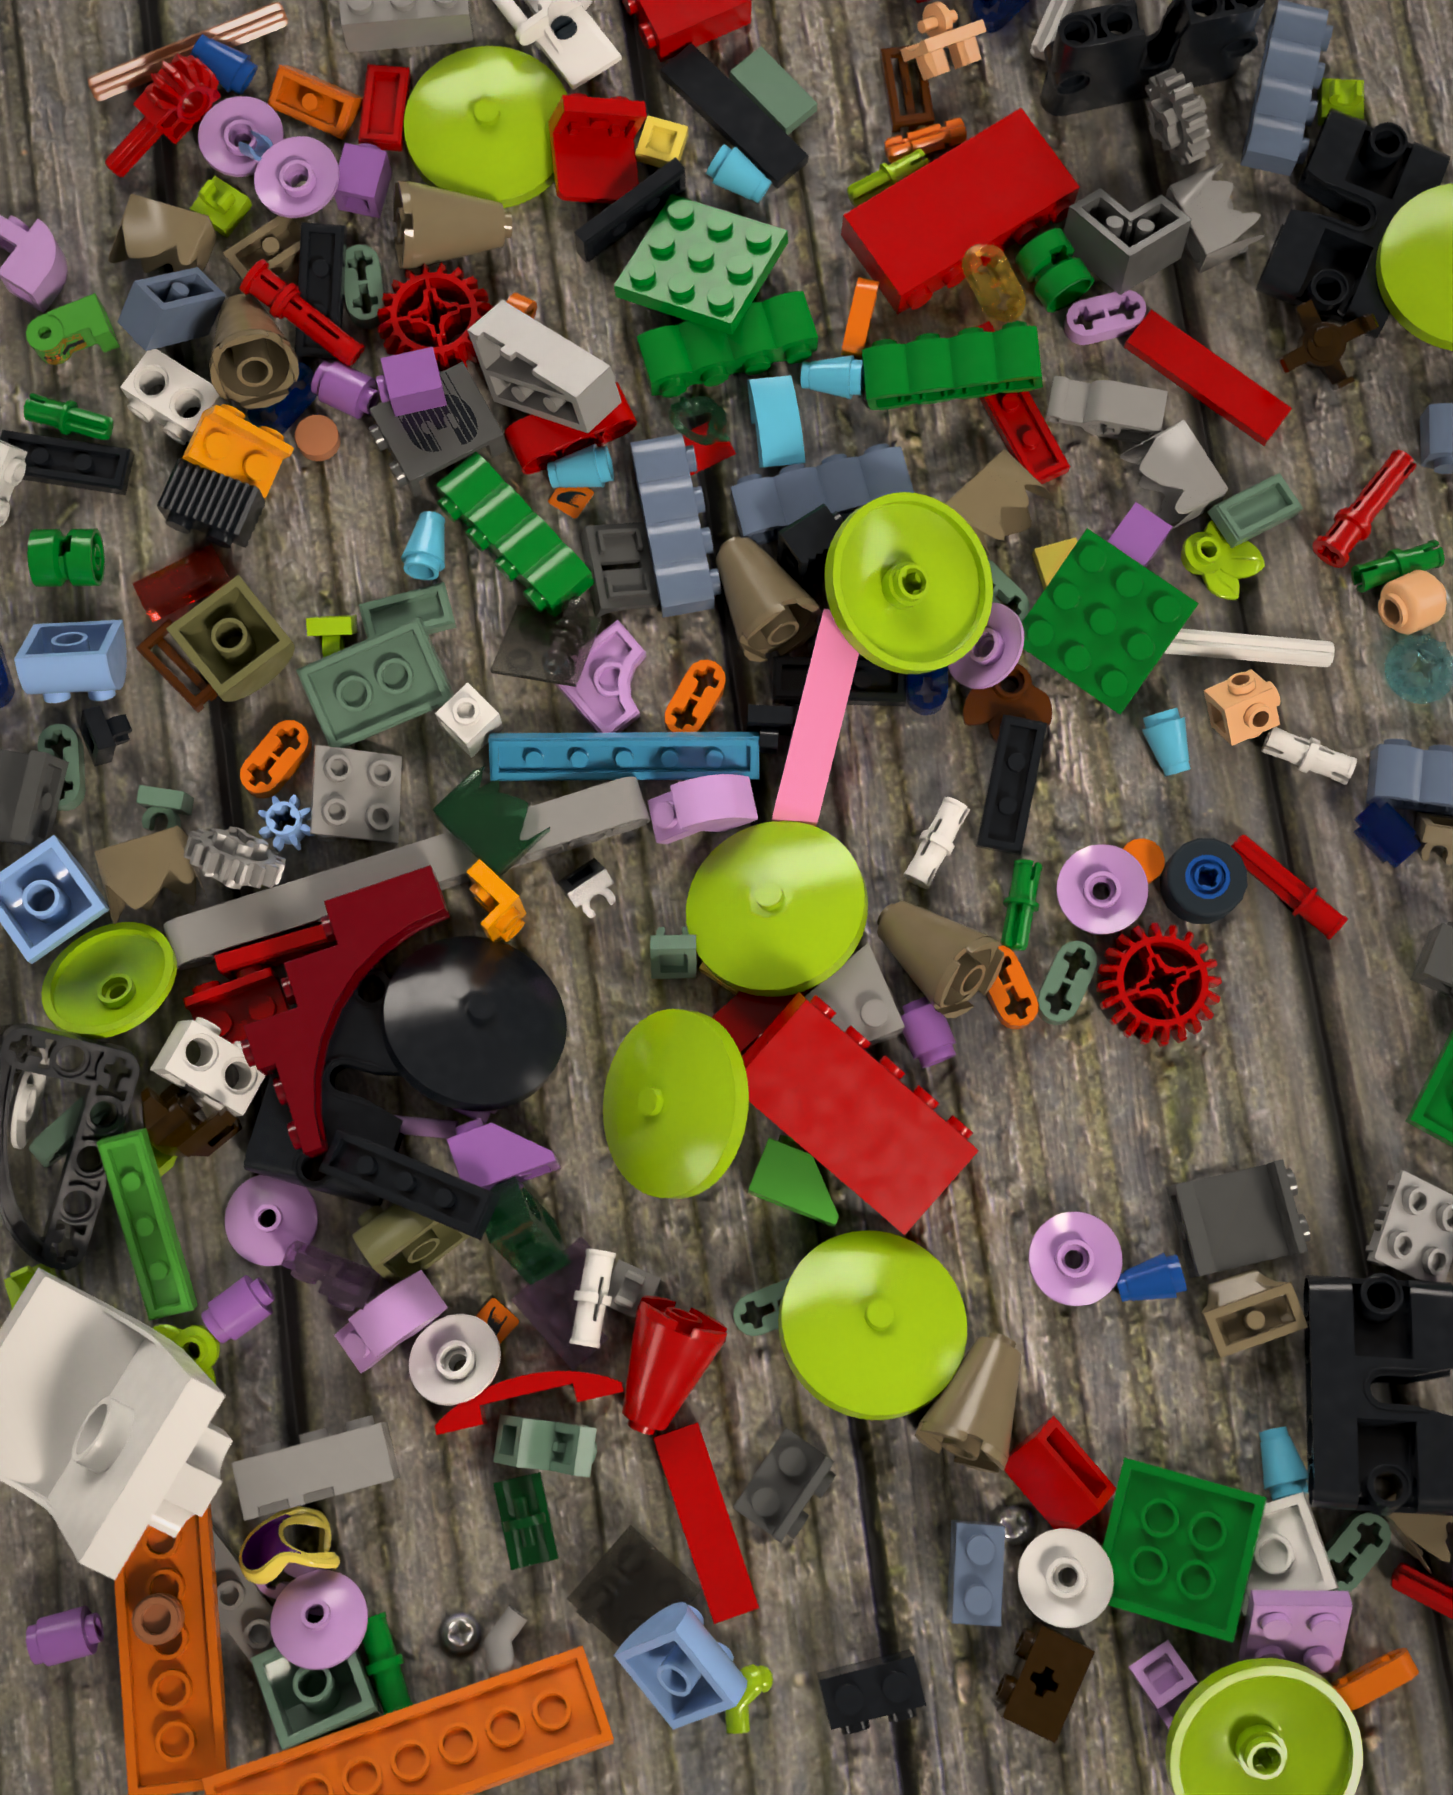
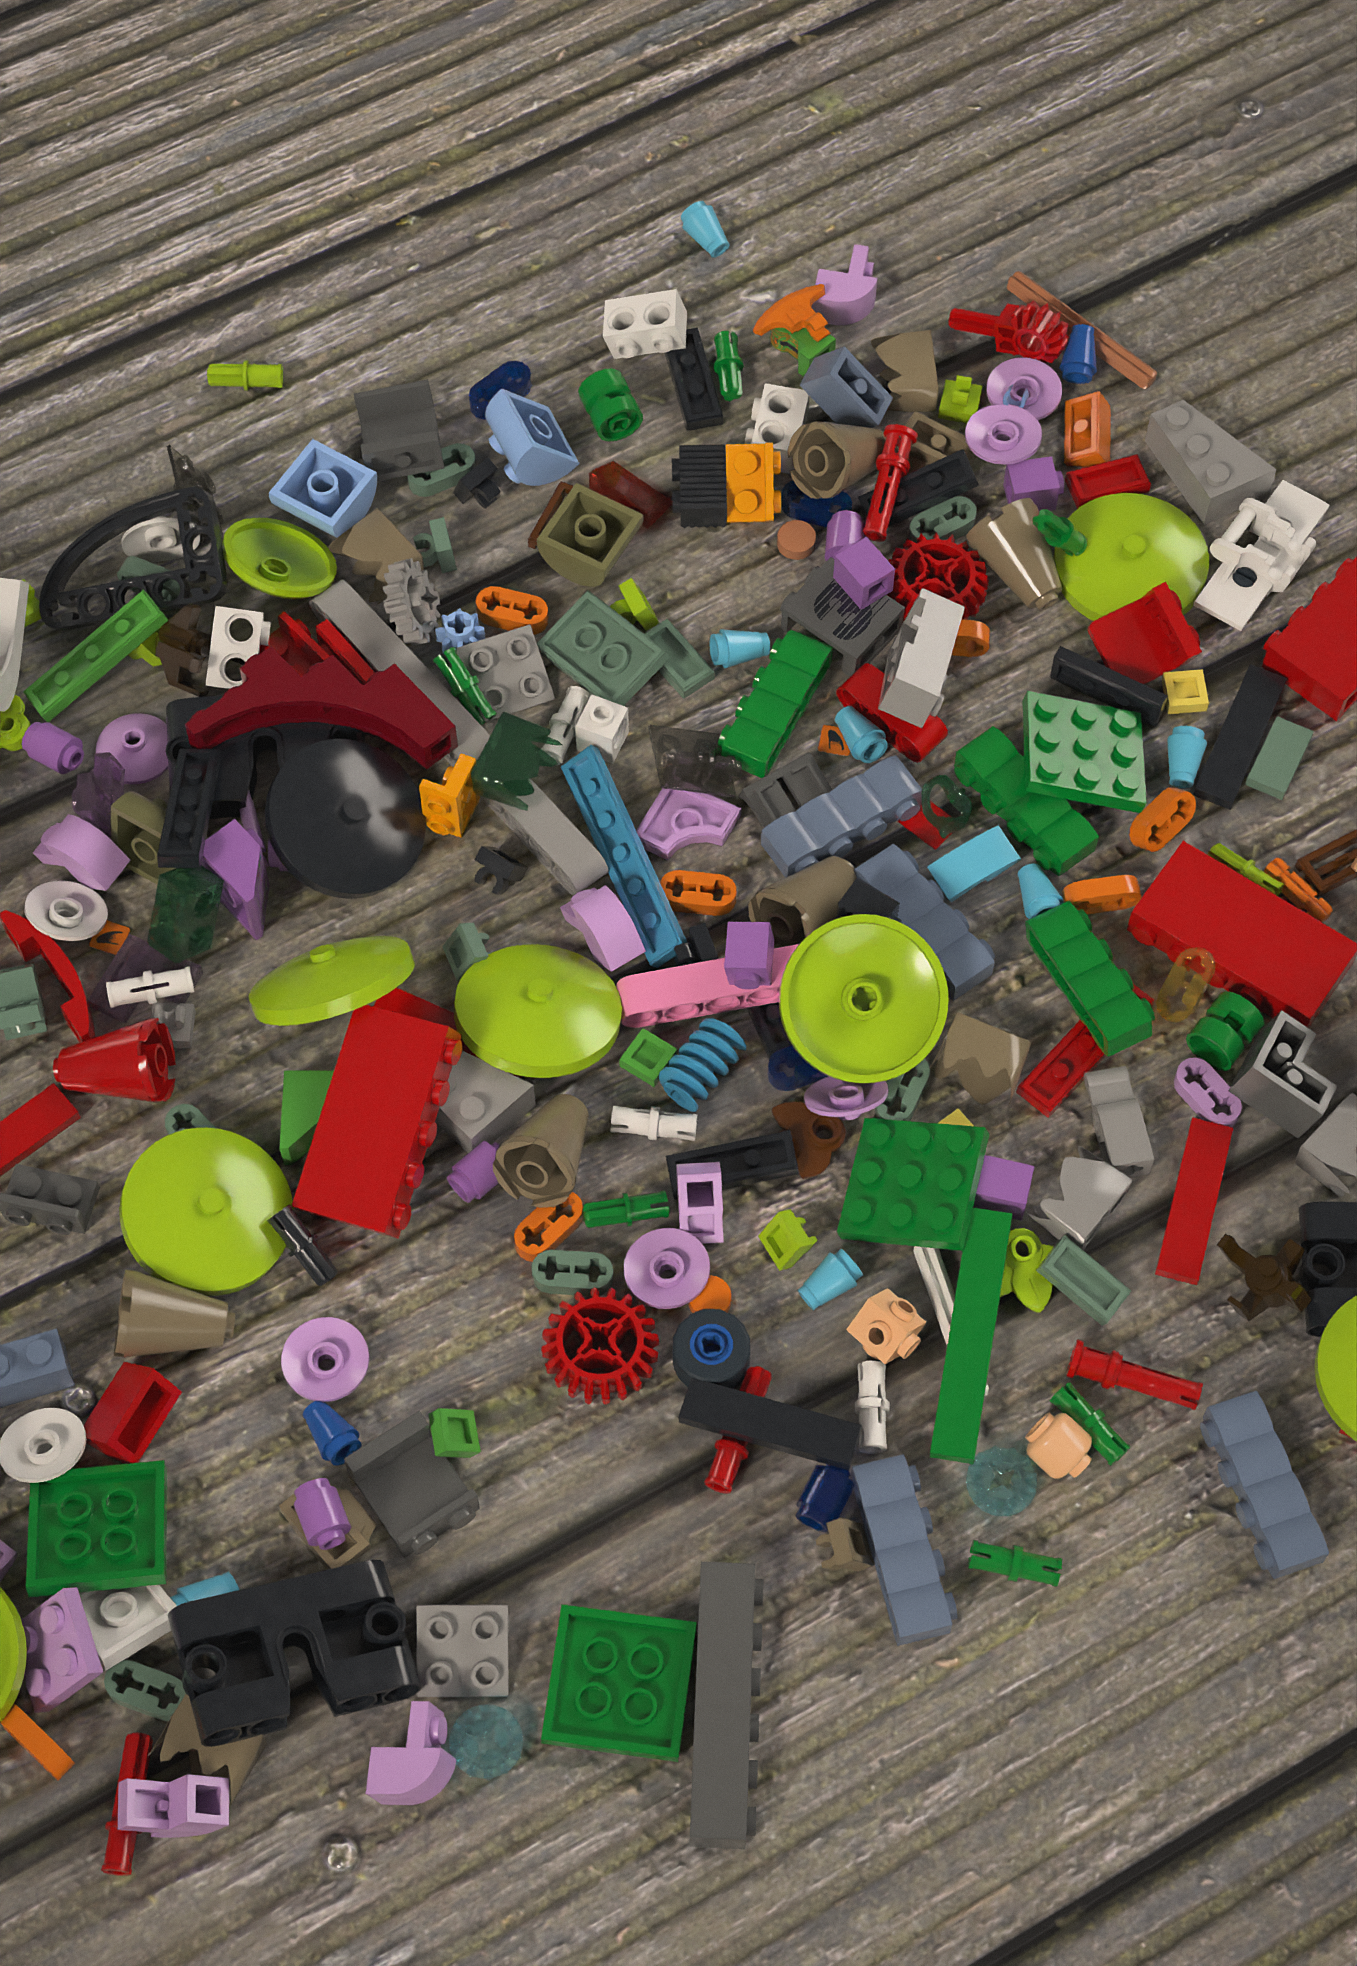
camera: 70 degrees right, 15 degrees down
(45, 320) = (795, 313): none -> orange piece
(360, 841) = (464, 686): none -> green pin
(440, 755) = (564, 722): none -> white pin
(449, 171) = (1060, 532): none -> green axle
(801, 225) = (1162, 819): none -> orange beam
(821, 672) = (749, 954): none -> medium lavender brick
(864, 820) = (647, 1057): none -> bright green plate
(895, 772) = (699, 1060): none -> dark azure piece
(943, 1238) = (303, 1245): none -> black axle
(1051, 825) = (700, 1200): none -> lavender brick
(1113, 764) = (786, 1239): none -> lime tile
(1198, 1158) = (454, 1433): none -> bright green plate
(1257, 1318) = (321, 1514): none -> medium lavender brick
(1284, 634) = (971, 1337): none -> green tile
(1306, 854) = (770, 1423): none -> black tile

